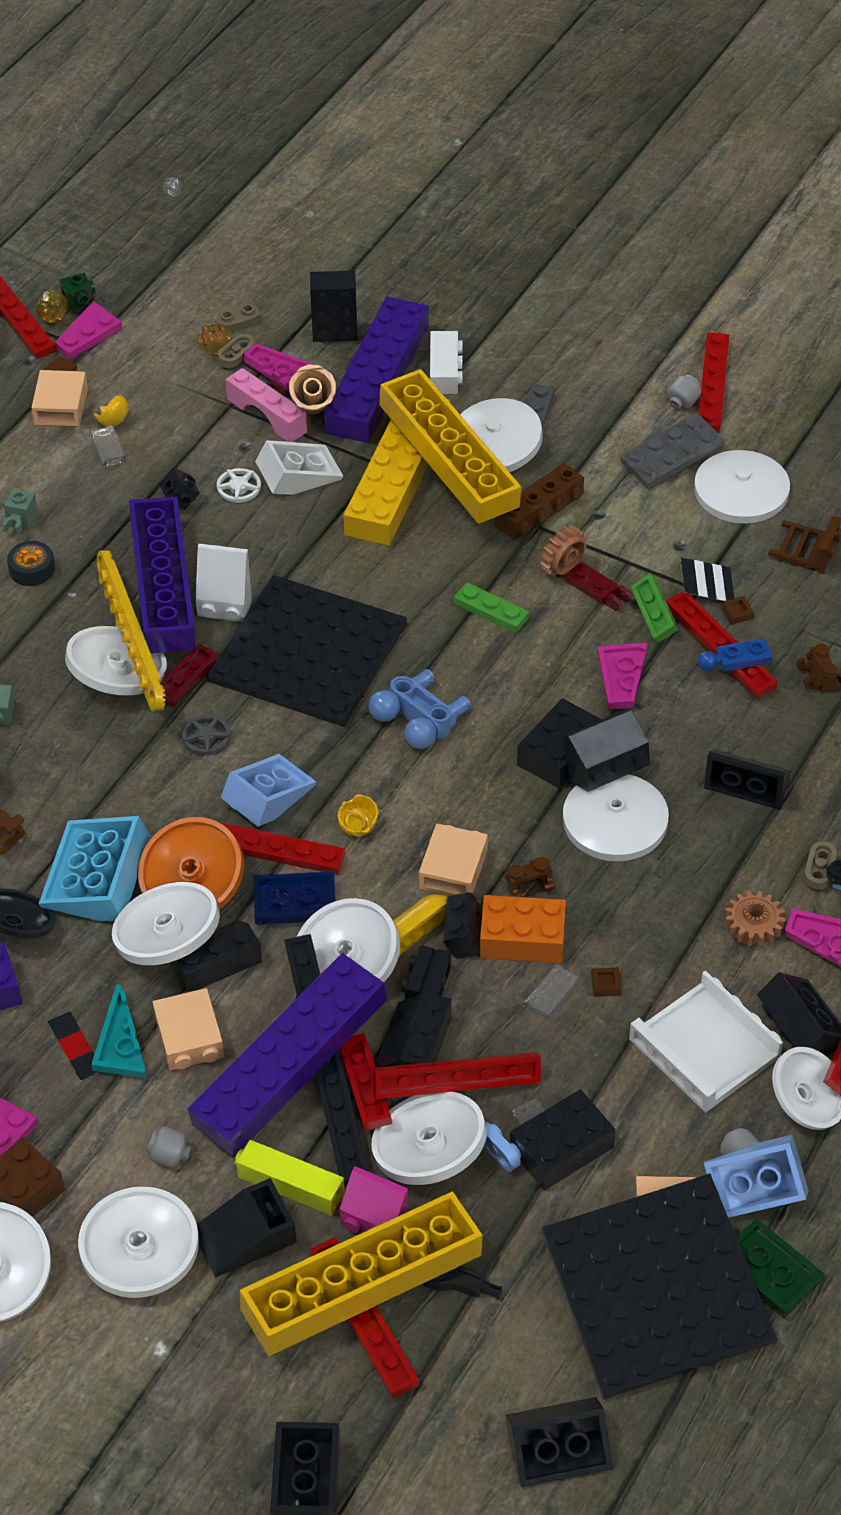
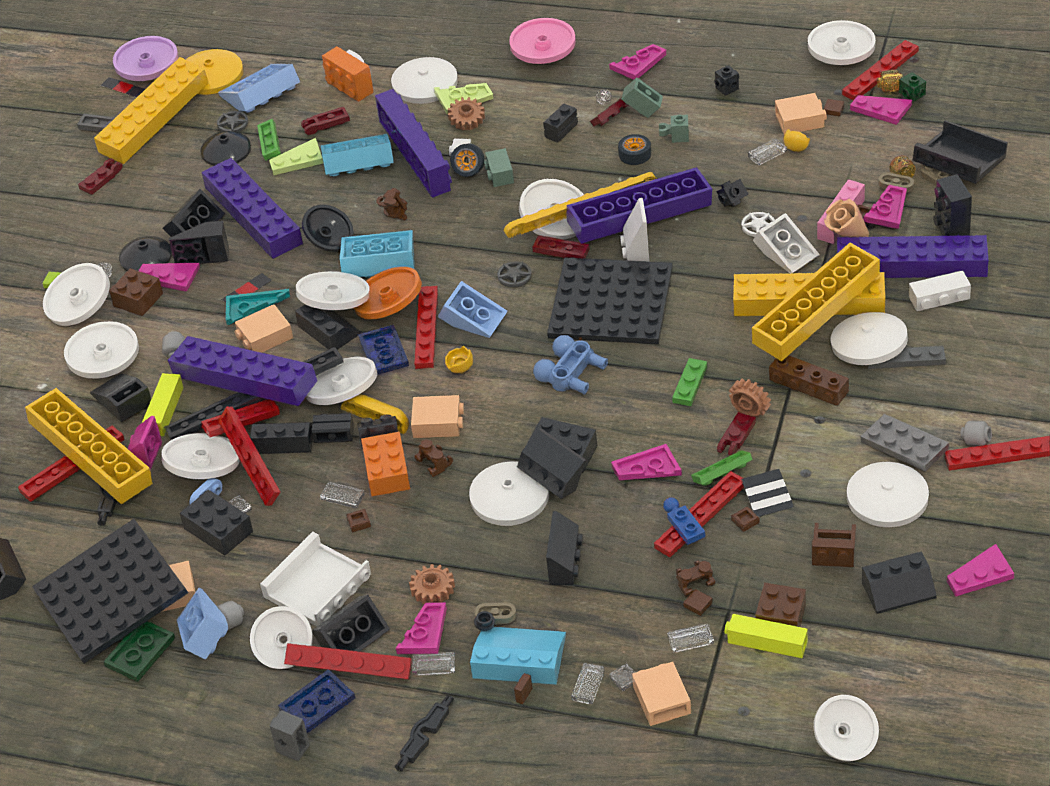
camera: 80 degrees right, 5 degrees down
(219, 284) = (961, 152): none -> black panel

